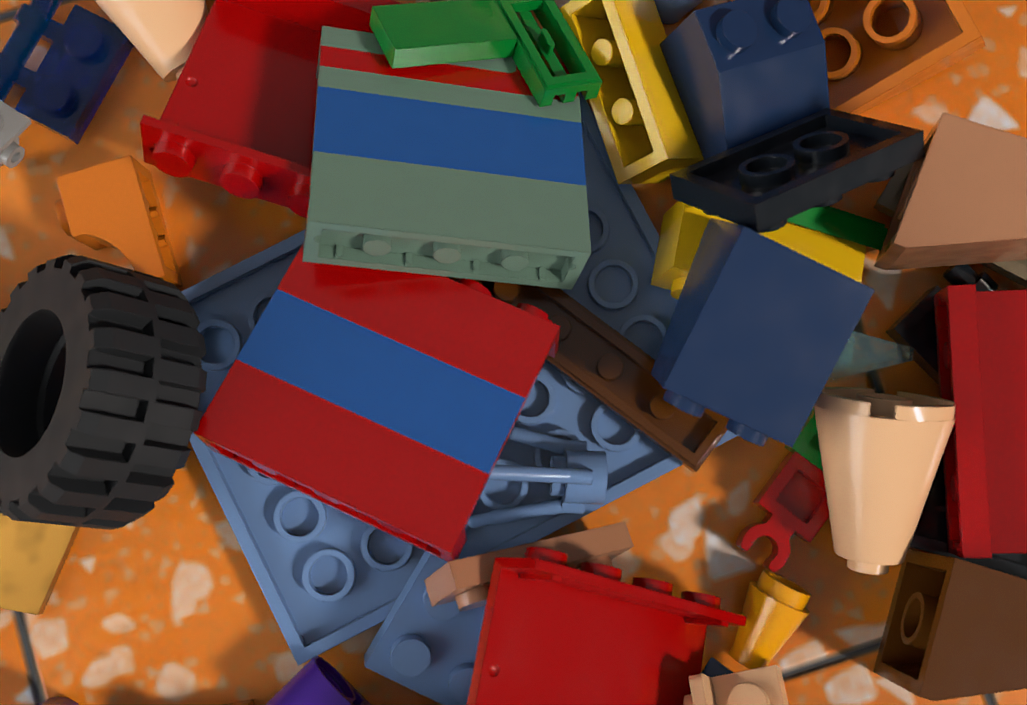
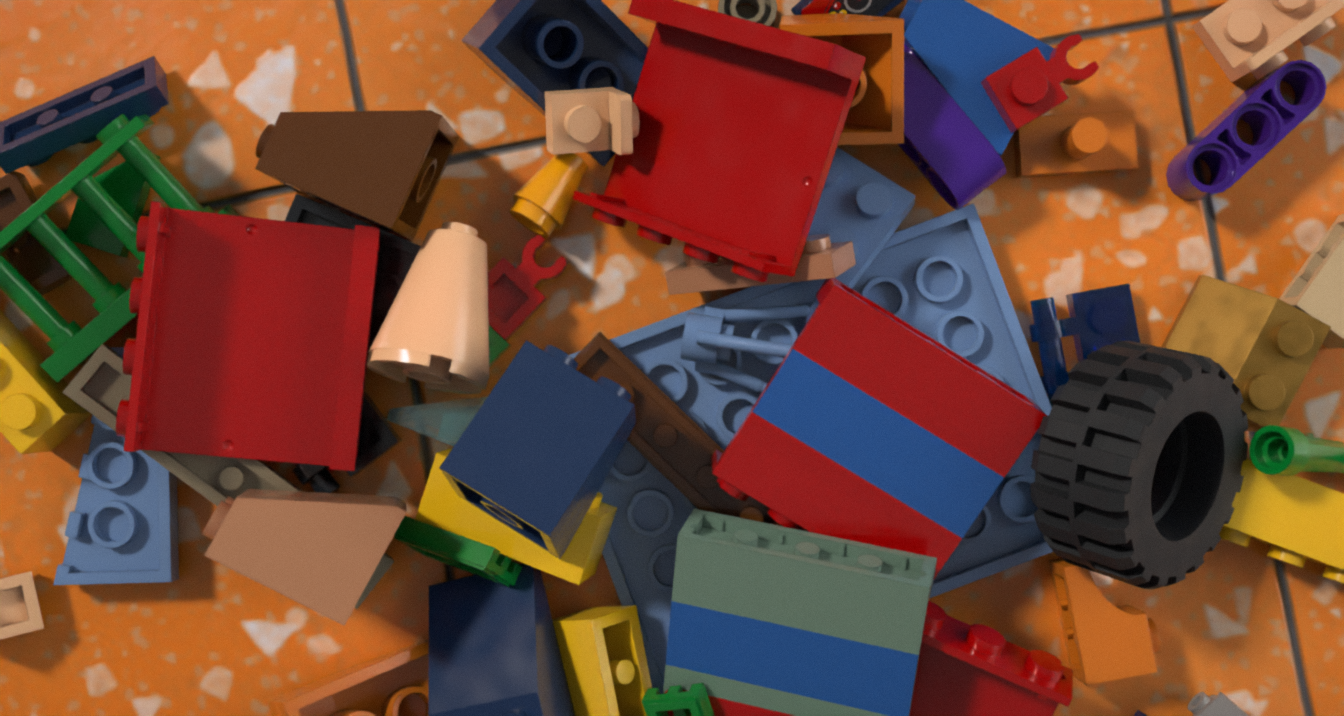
camera: 170 degrees left, 5 degrees up
(152, 547) = (1095, 320): none -> clear blue plate
(797, 168) = (480, 593): black plate -> none

